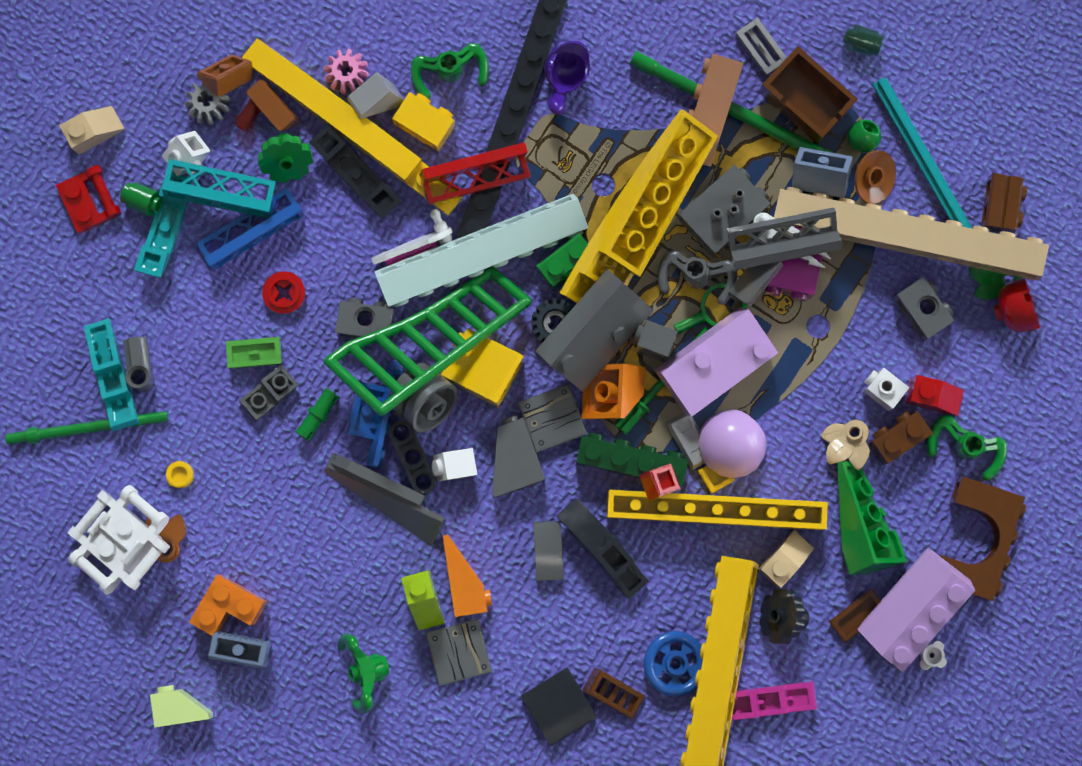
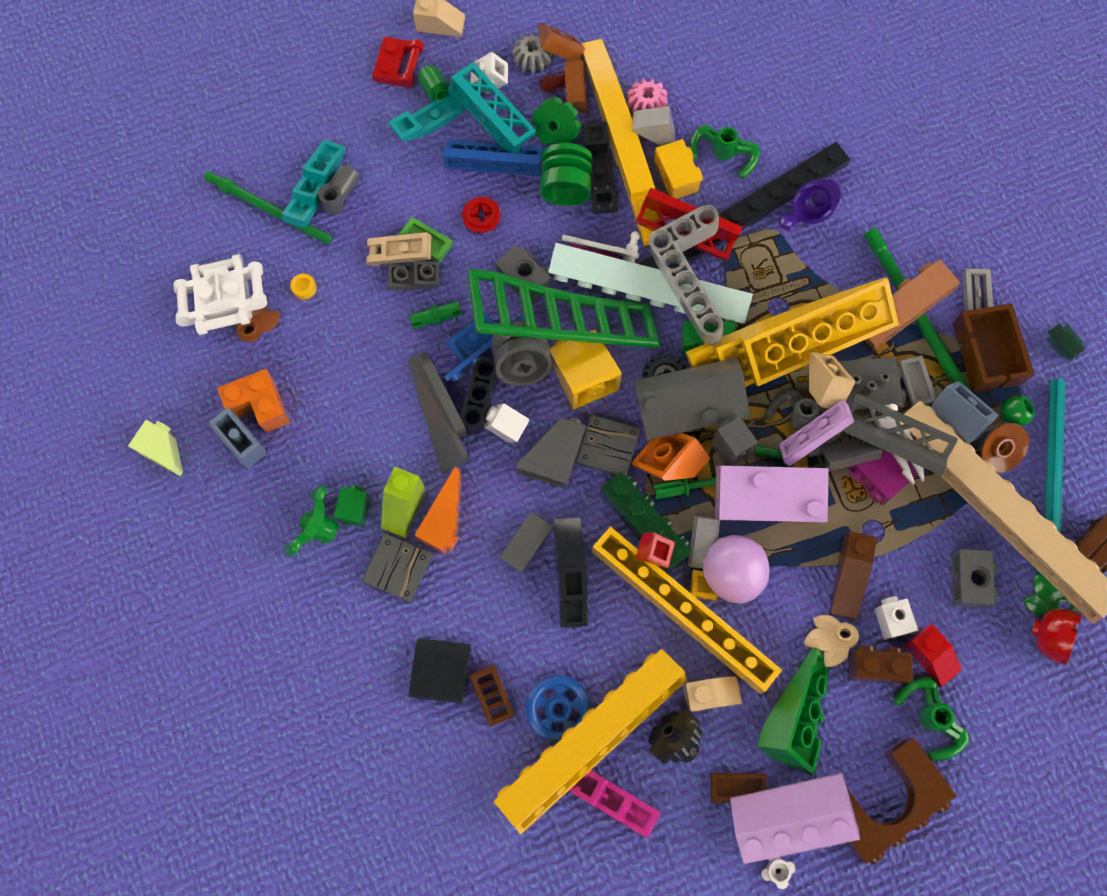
camera: 40 degrees right, 10 degrees down
(240, 380) = (399, 249): none -> tan plate
(330, 199) = (566, 174): none -> green wheel
(382, 630) = (352, 506): none -> green brick
(509, 227) = (684, 274): none -> light grey beam
(695, 231) = (828, 380): none -> tan slope
(717, 285) = (816, 432): none -> lavender tile
(765, 168) = (917, 380): none -> light grey tile
(827, 378) = (852, 574): none -> reddish brown slope

